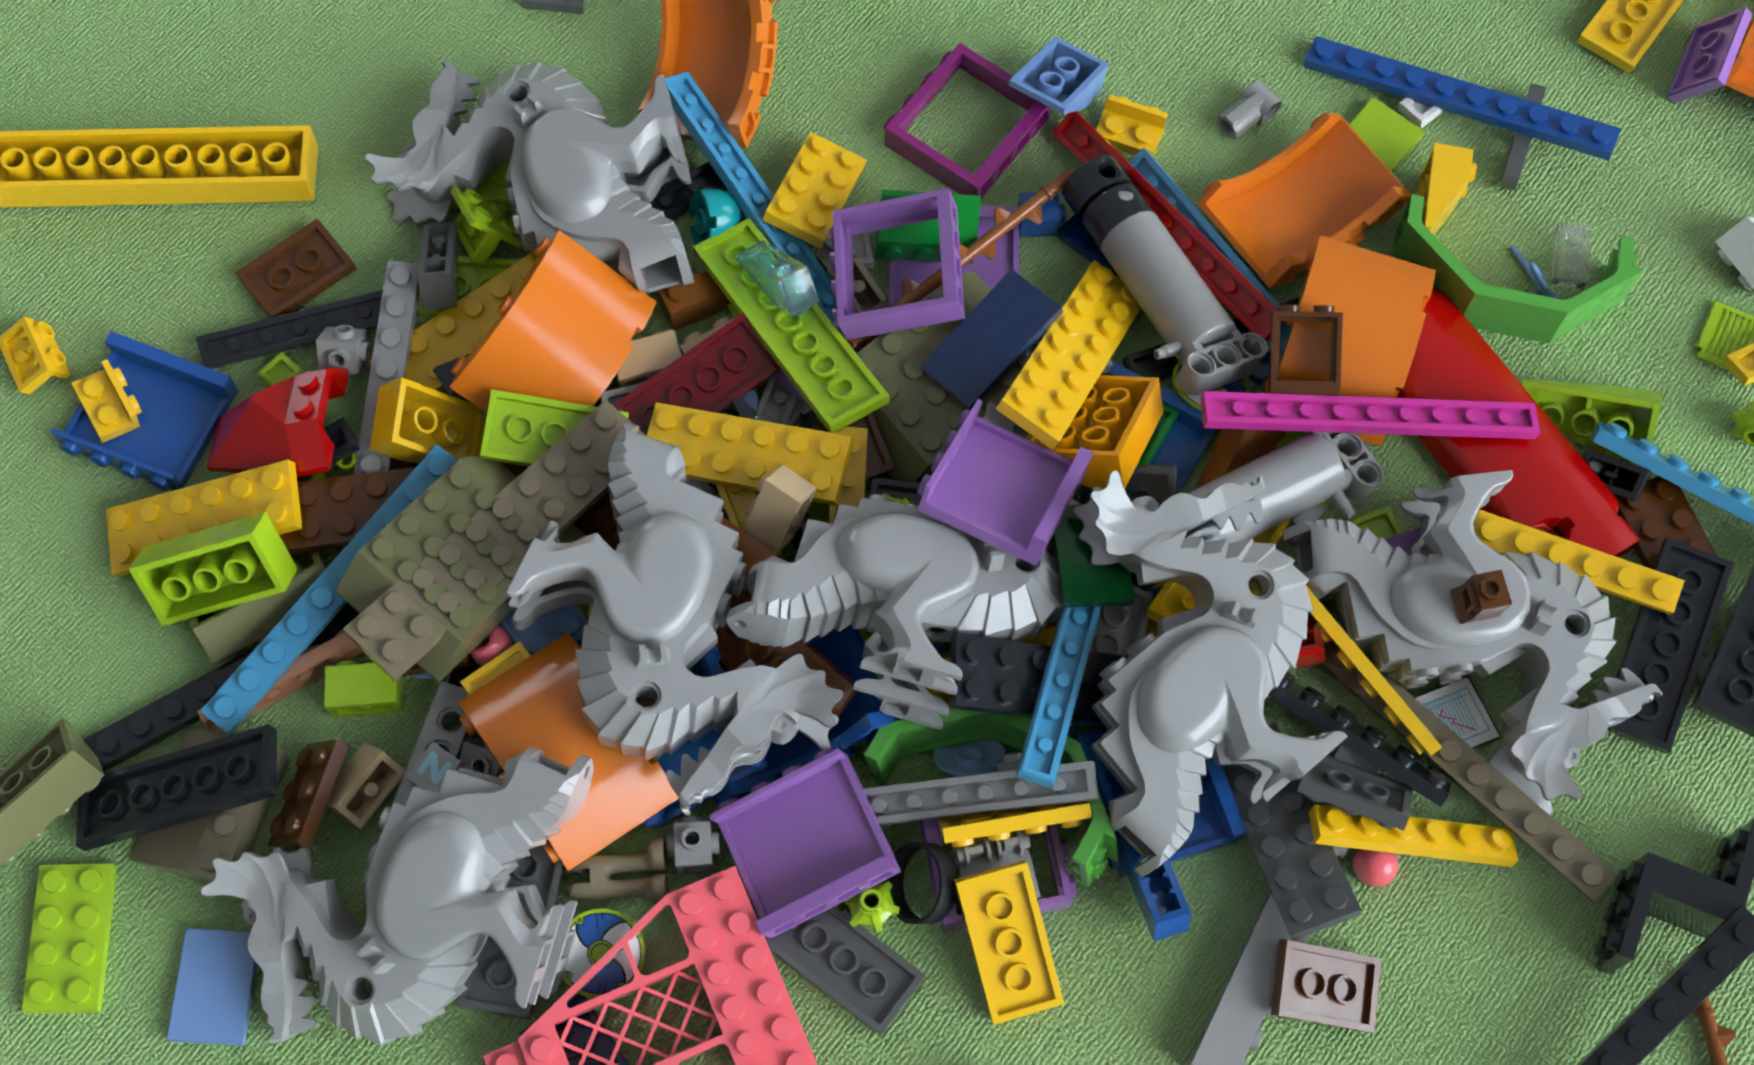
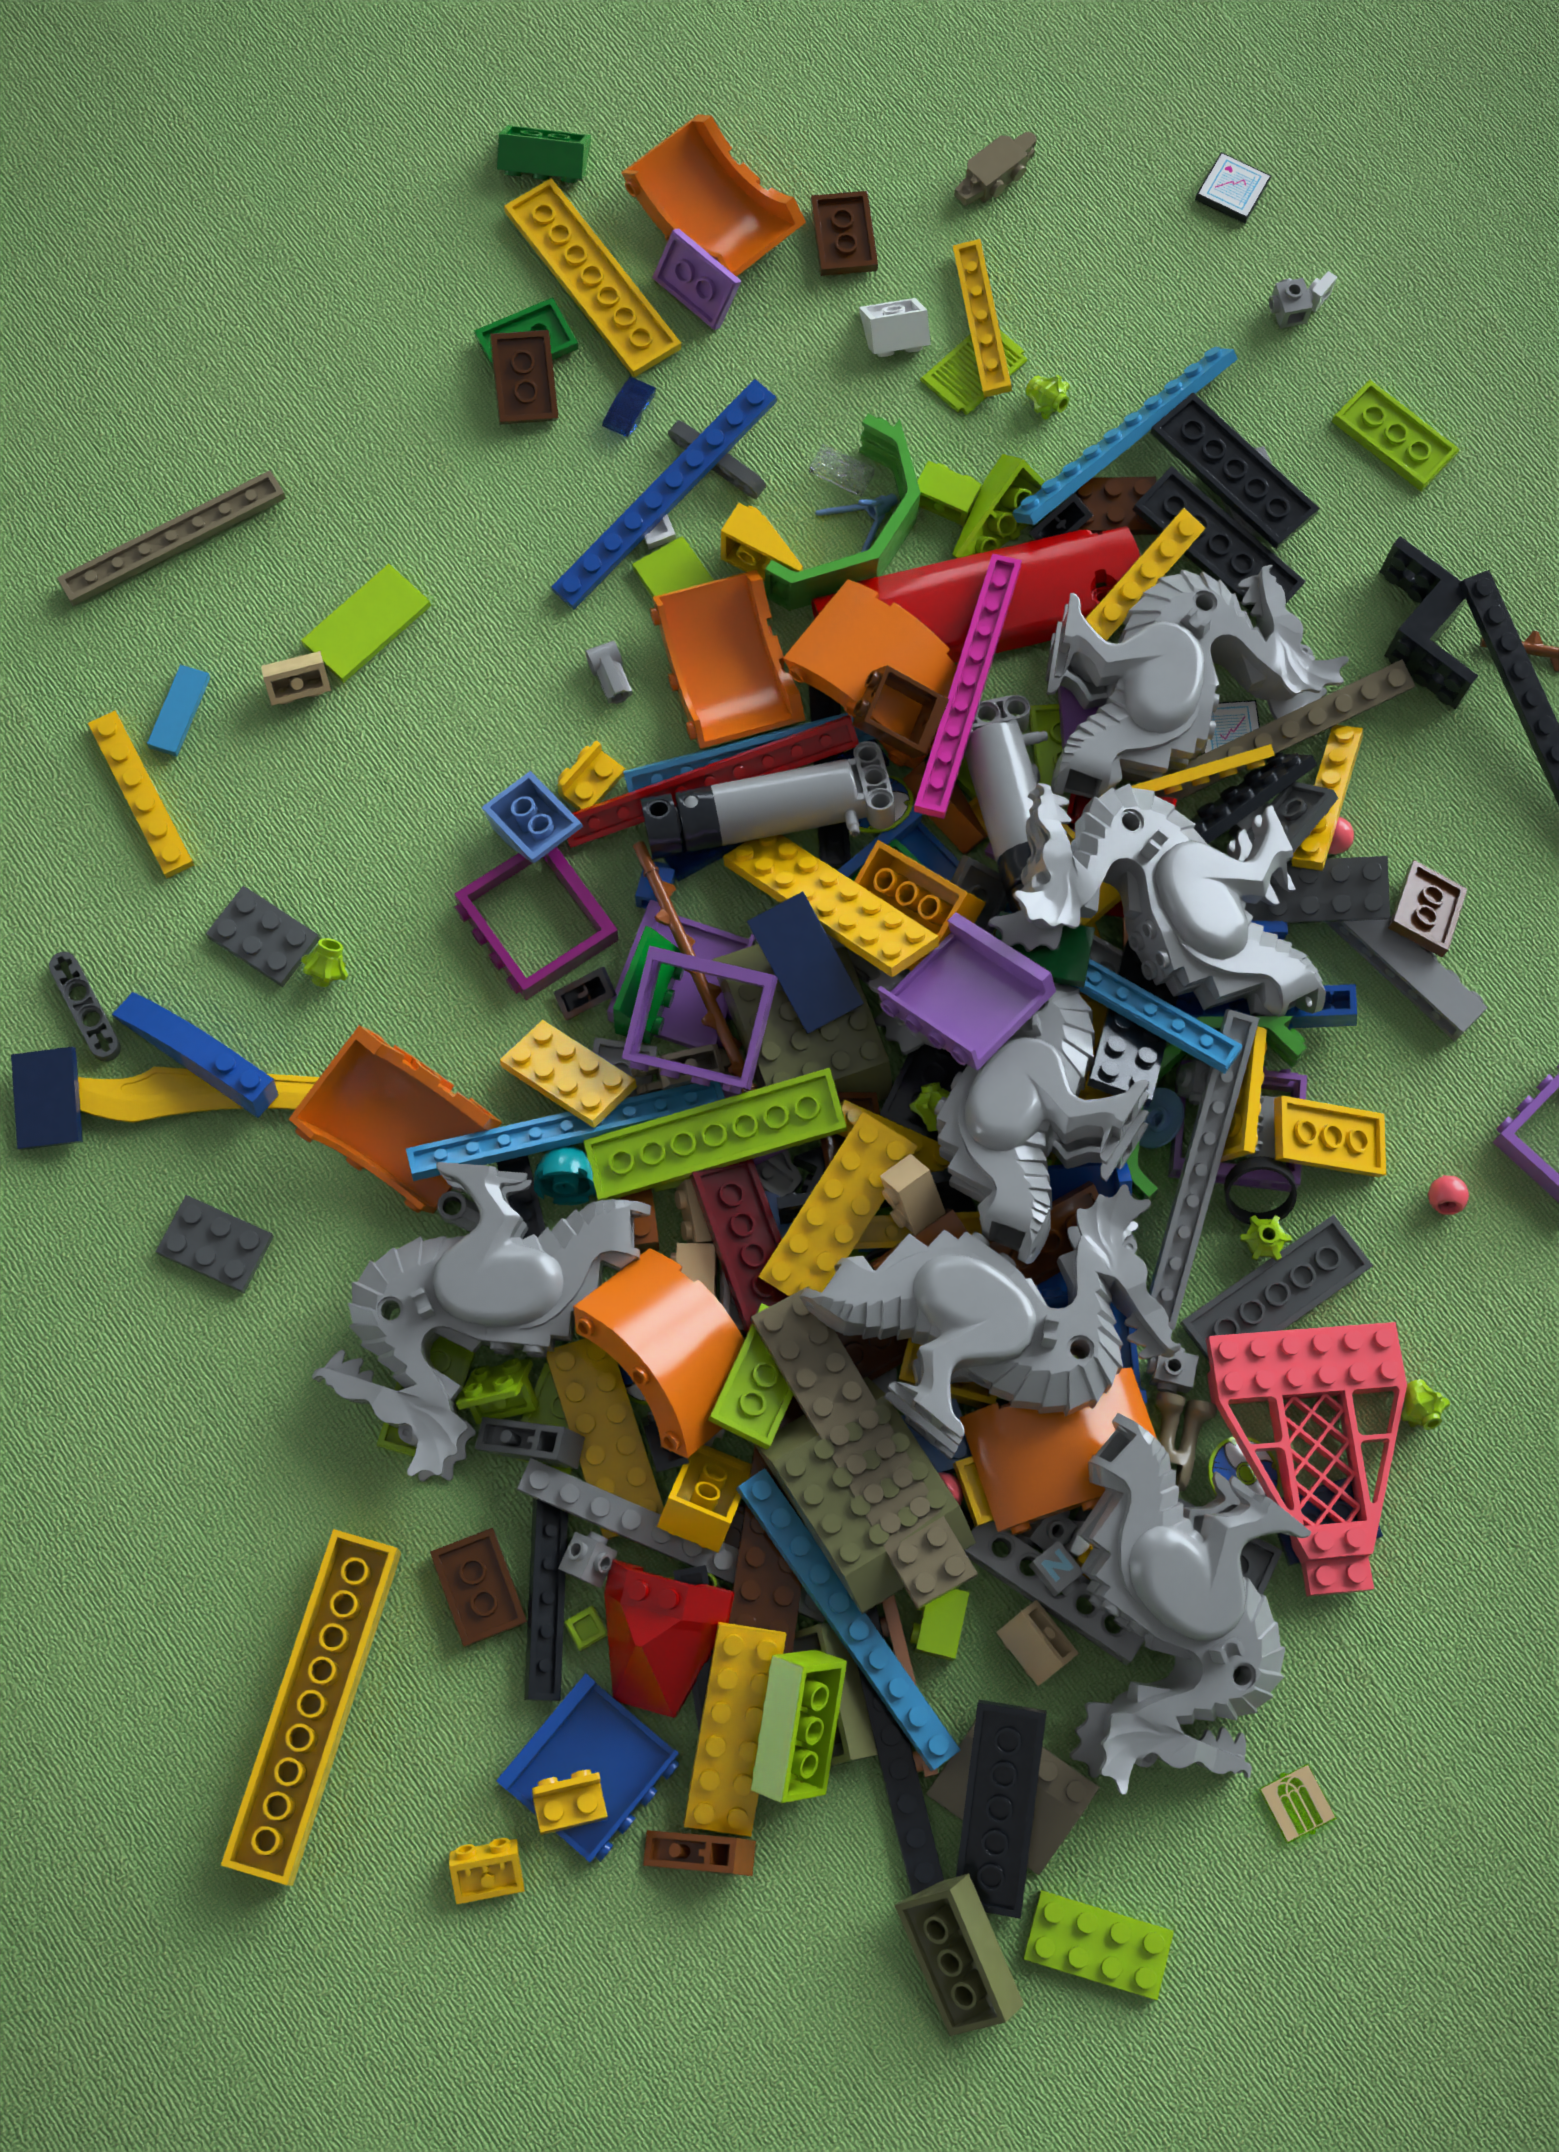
camera: 75 degrees left, 5 degrees up
(84, 534) = (699, 1853): none -> dark orange slope
(213, 989) = (1179, 1820): medium blue tile -> none
(307, 794) = (1027, 1682): reddish brown plate -> none
(780, 278) = (671, 1128): clear light blue slope -> none
(805, 841) = (1209, 1268): medium lavender panel -> none
(904, 179) = (585, 993): none -> black slope
(1481, 597) = (1179, 659): reddish brown window -> none
(1539, 43) = (628, 407): none -> clear blue slope
(1594, 352) = (947, 492): none -> lime brick

